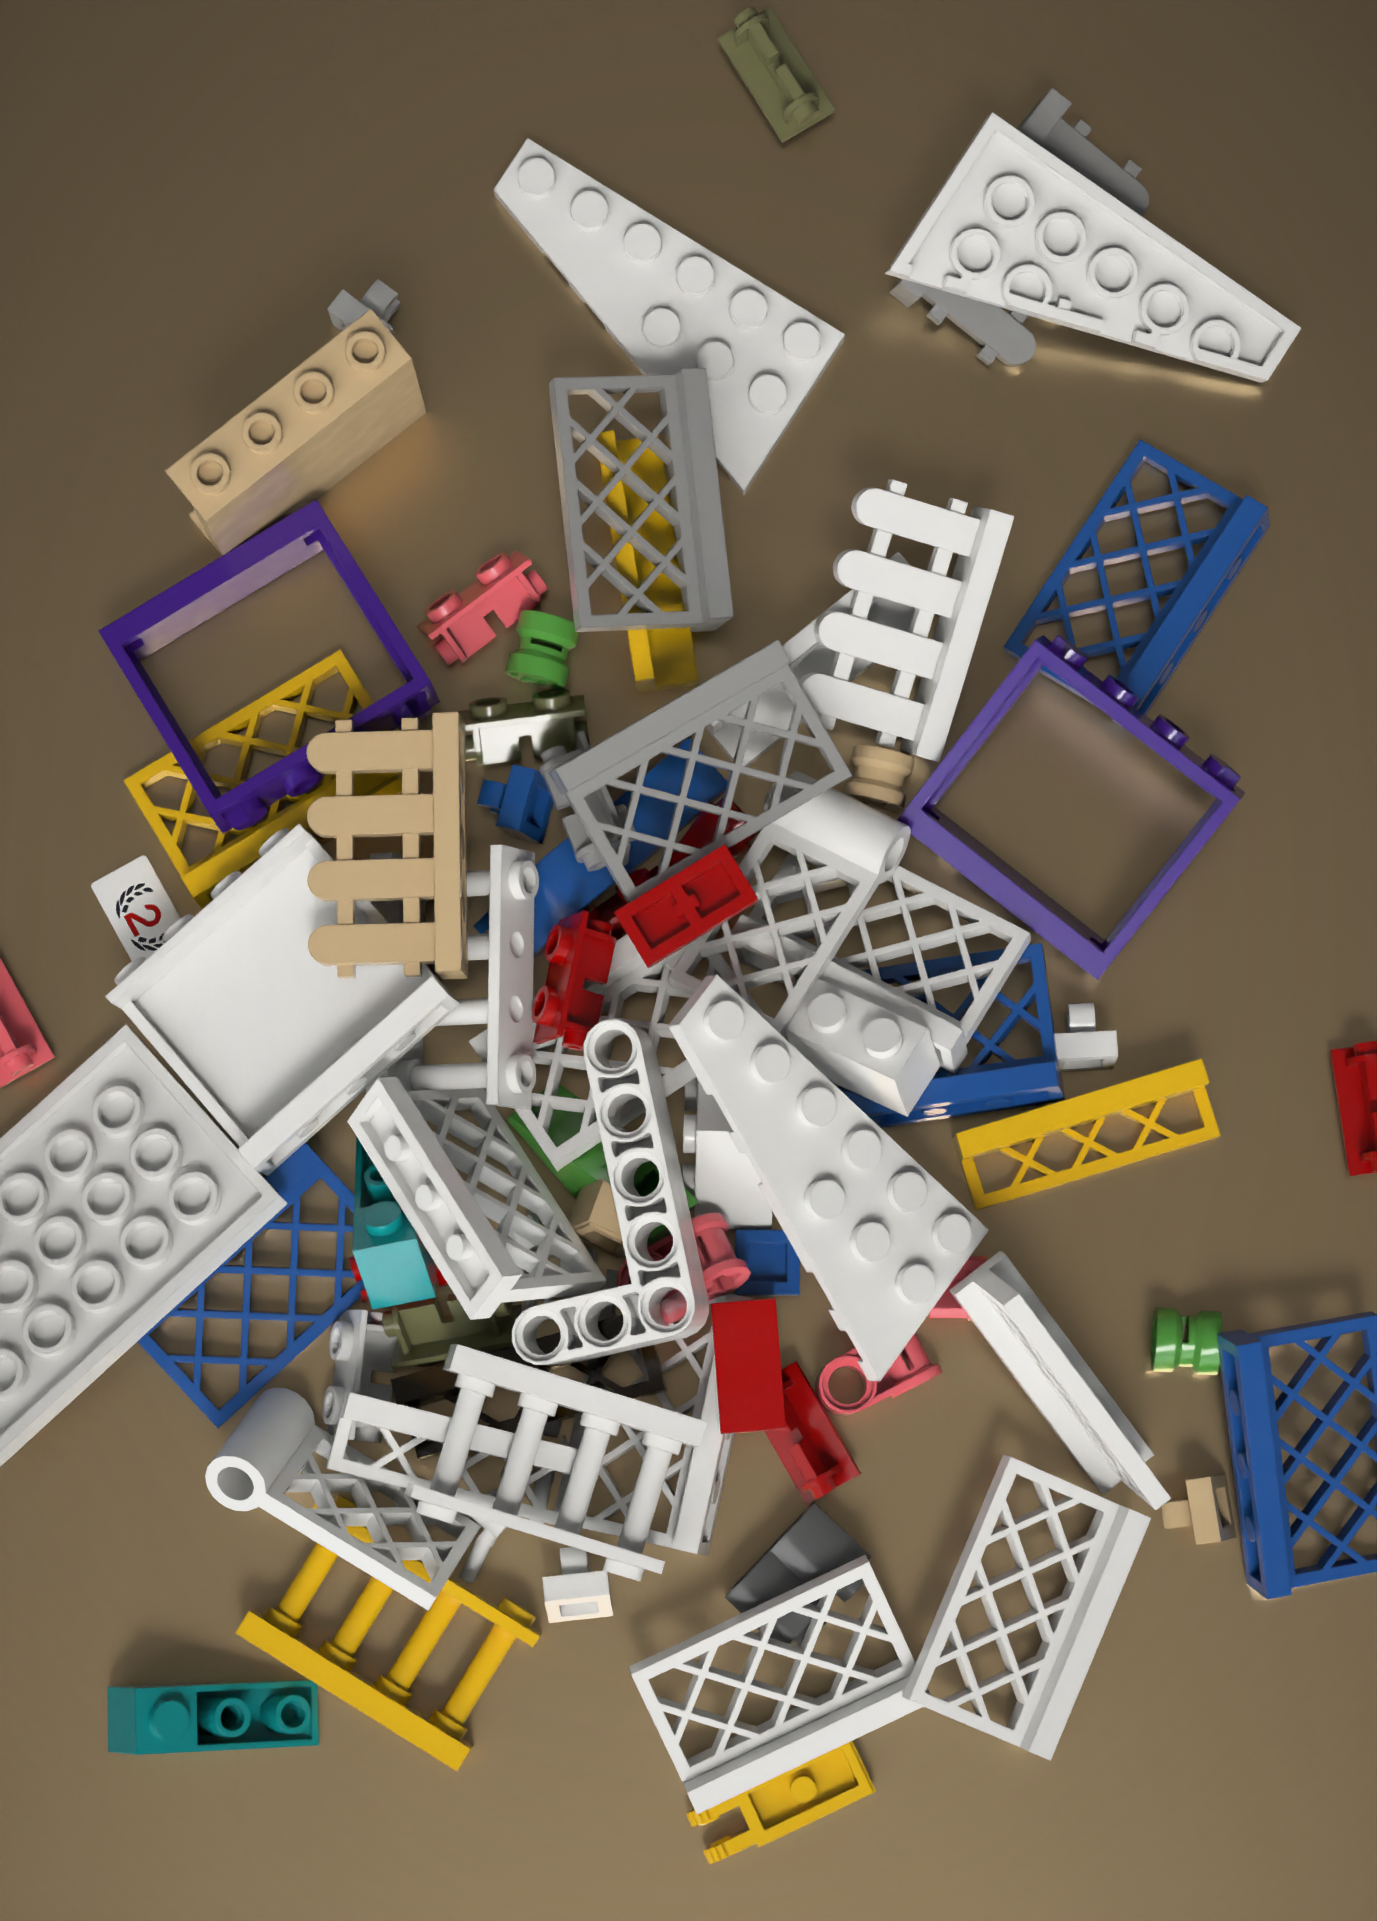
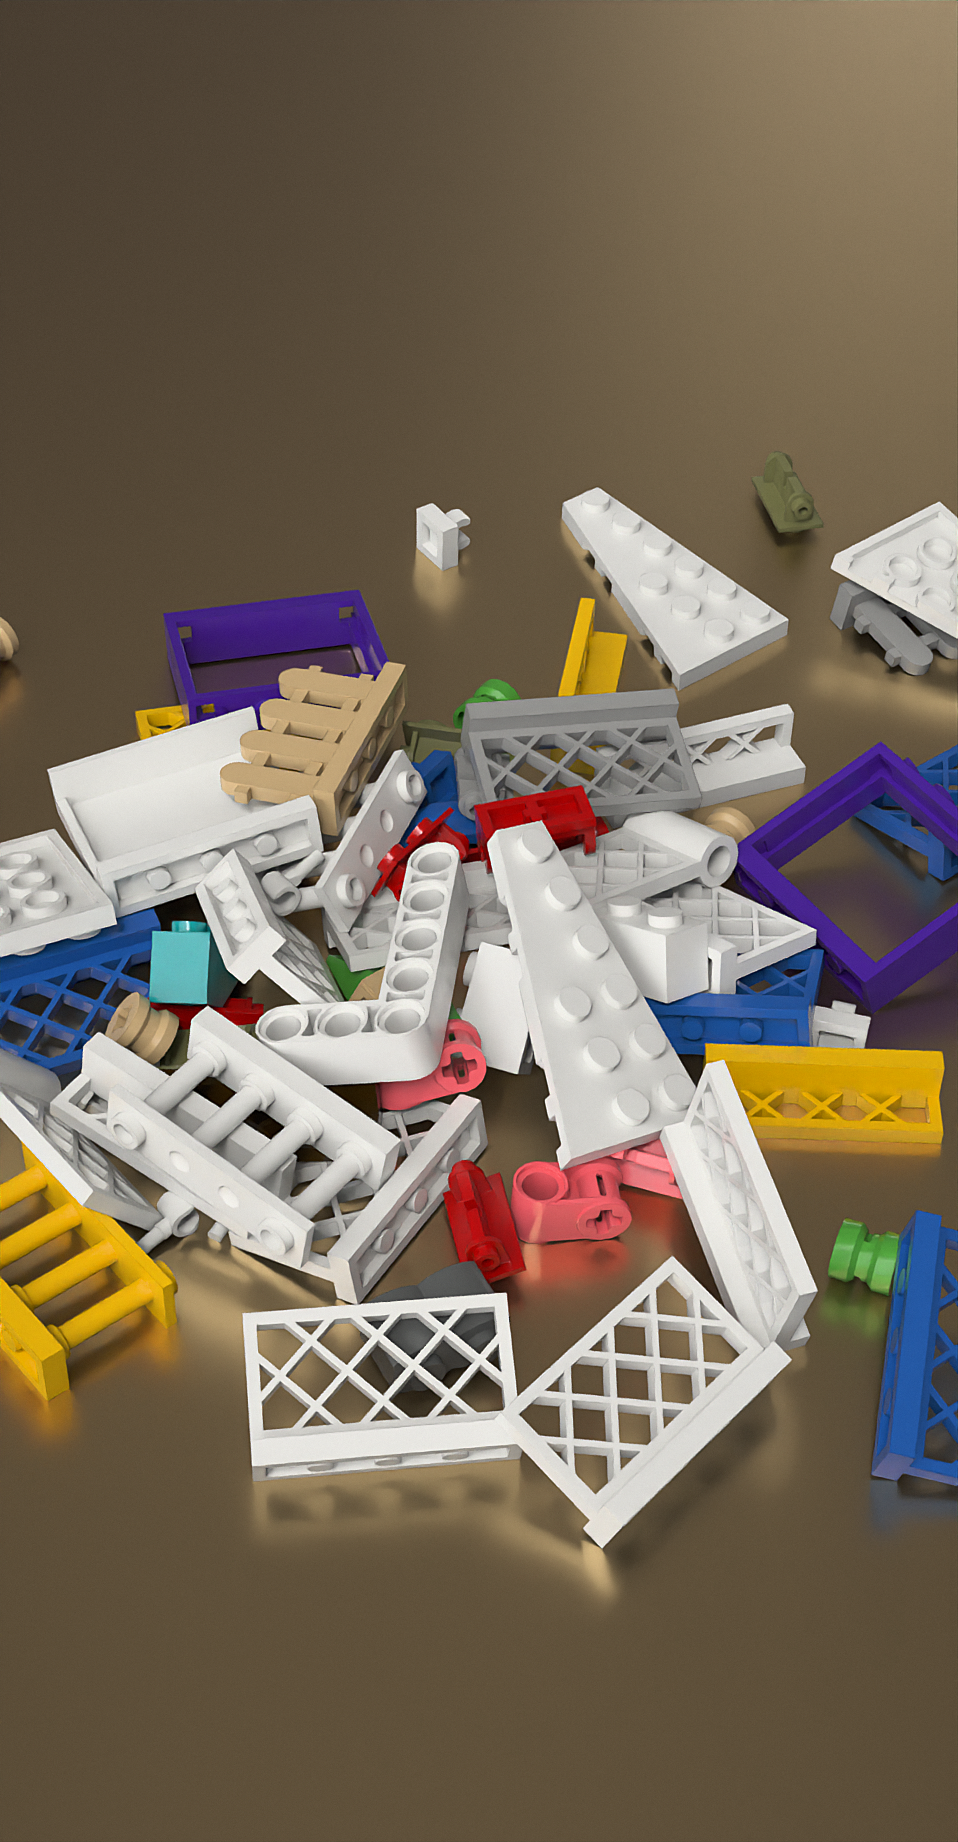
camera: 15 degrees right, 40 degrees down
(301, 435) = (369, 521): tan panel -> none
(377, 1341) = (142, 1028): none -> tan wheel
(437, 1086) = (282, 889): none -> white hand
(498, 588) = (433, 685): coral hinge -> none
(577, 1591) = (223, 1280): white tile -> none
(693, 509) = (633, 646): light grey fence -> none
(748, 1366) = (455, 1135): red tile -> none
(771, 1263) = (508, 1094): blue tile -> none
(790, 1800) = (341, 1502): yellow hinge -> none
(957, 600) = (801, 729): white fence -> none
(1206, 1509) = (843, 1386): tan tile -> none

